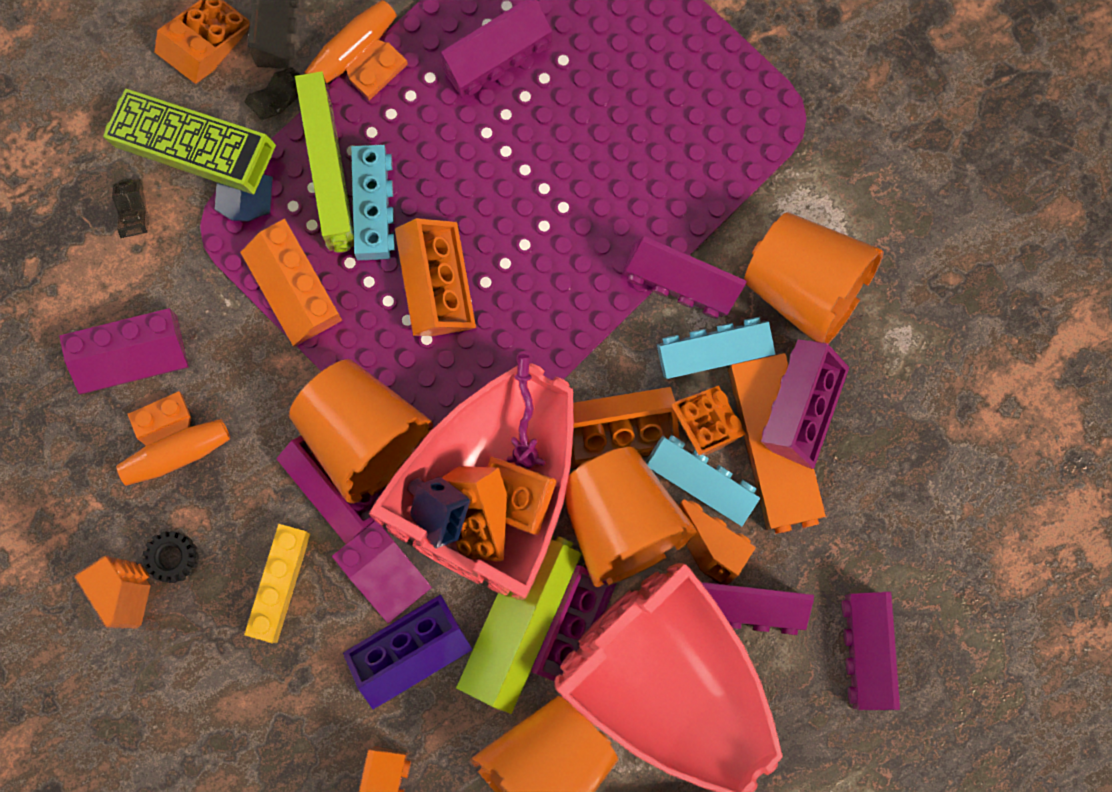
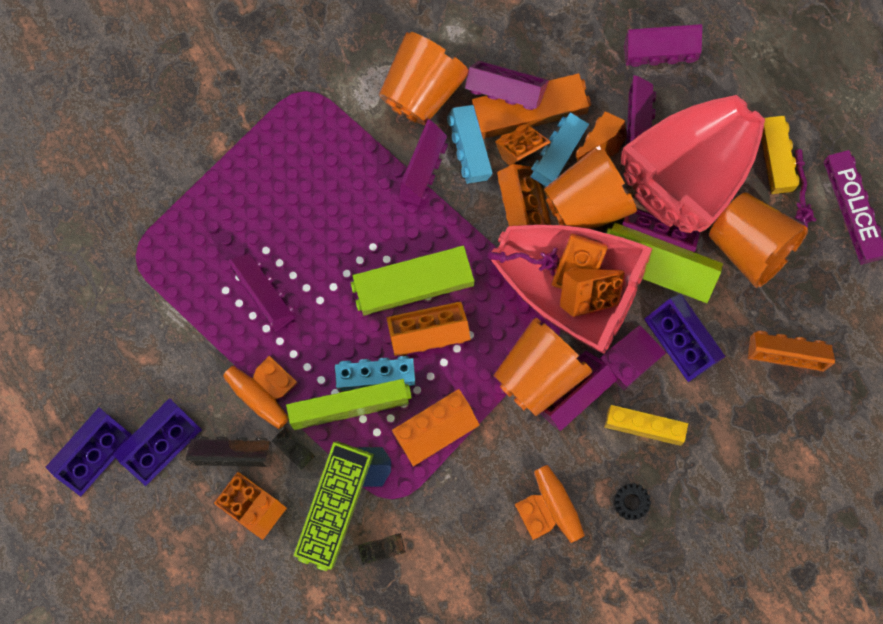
camera: 85 degrees left, 5 degrees down
(116, 591) = (661, 525): orange slope -> none
(124, 351) = (488, 544): magenta slope -> none
(438, 509) = (593, 311): dark blue torso -> none
(506, 258) = (412, 280): none -> lime brick

